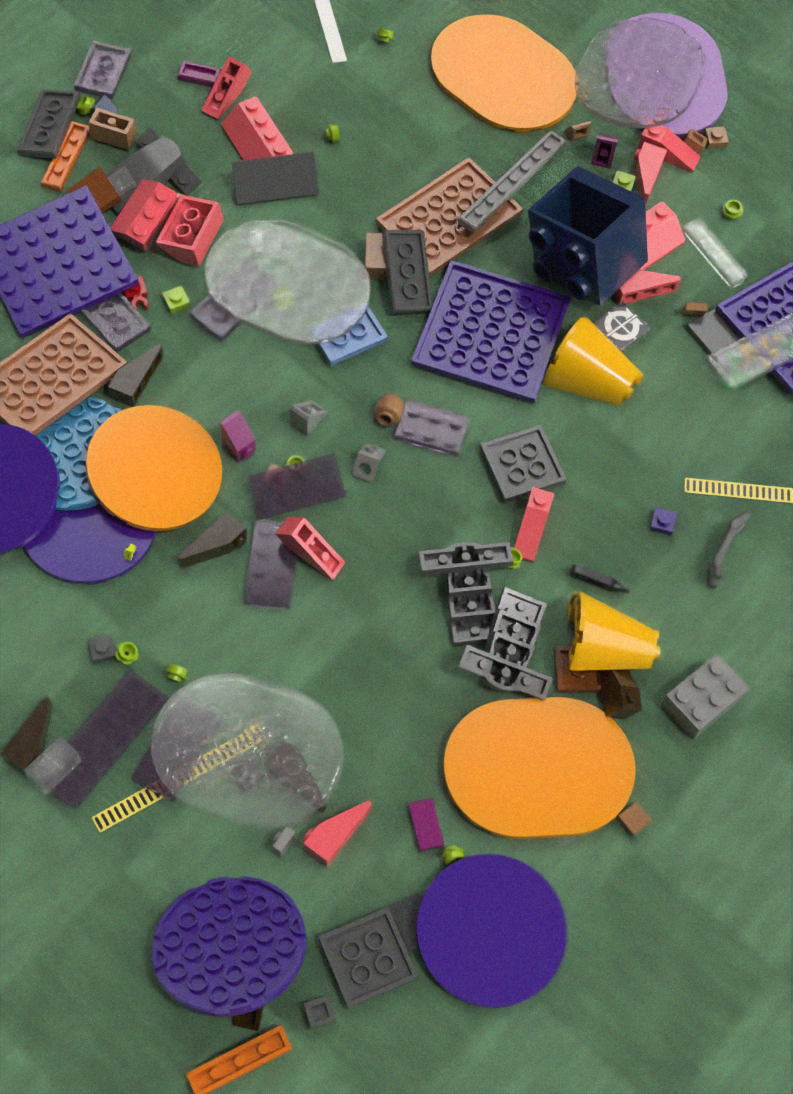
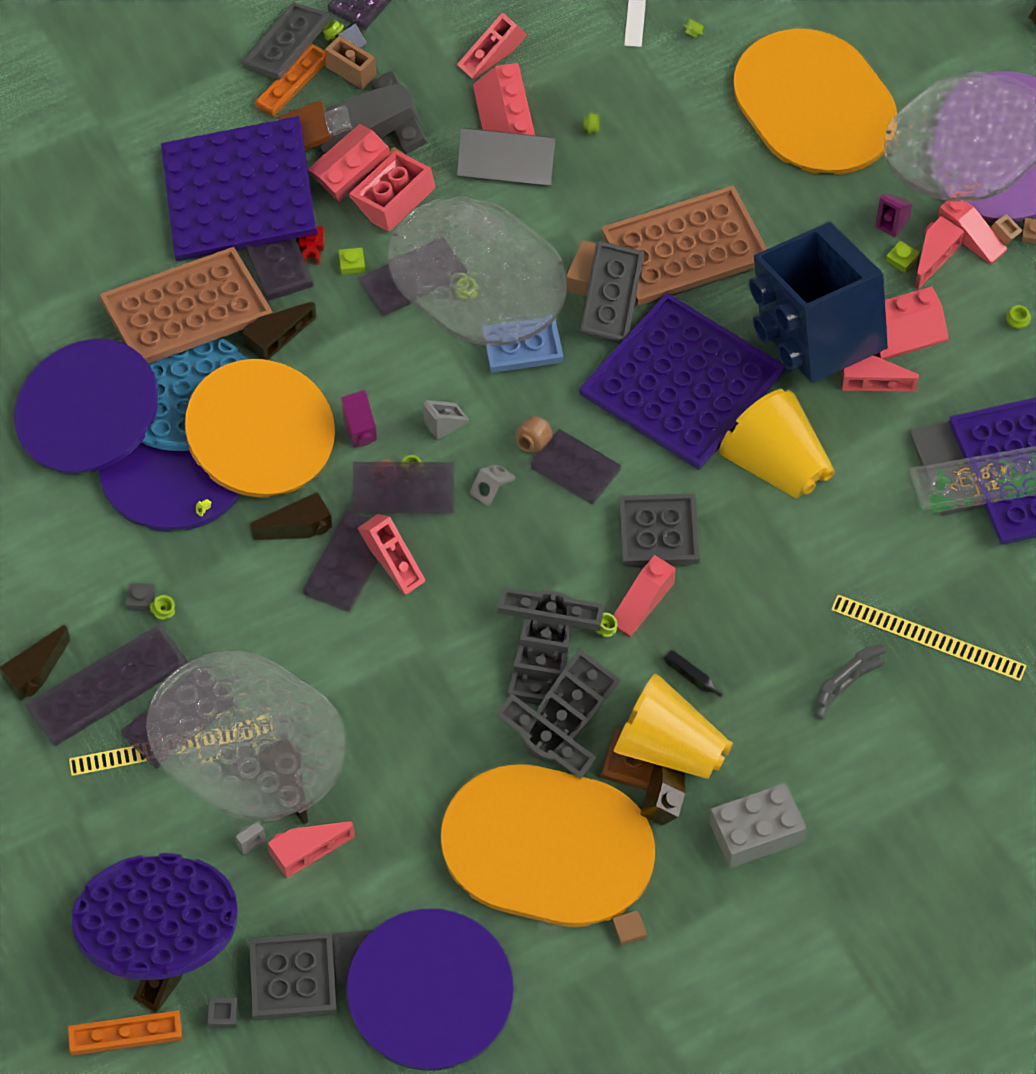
camera: 25 degrees right, 5 degrees down
(52, 765) = (45, 692): clear brick -> none
(176, 672) = (206, 641): lime plate -> none
(198, 74) = (467, 23): magenta tile -> none
(426, 825) = (405, 867): magenta tile -> none
(452, 854) = (420, 901): lime plate -> none
(511, 182) = (771, 223): light grey tile -> none
(578, 131) = (873, 186): medium nougat slope -> none
(622, 326) = (832, 414): tile -> none
(663, 521) = (792, 633): plate -> none
(694, 309) = (923, 415): medium nougat tile -> none
(715, 252) = (977, 360): clear tile -> none

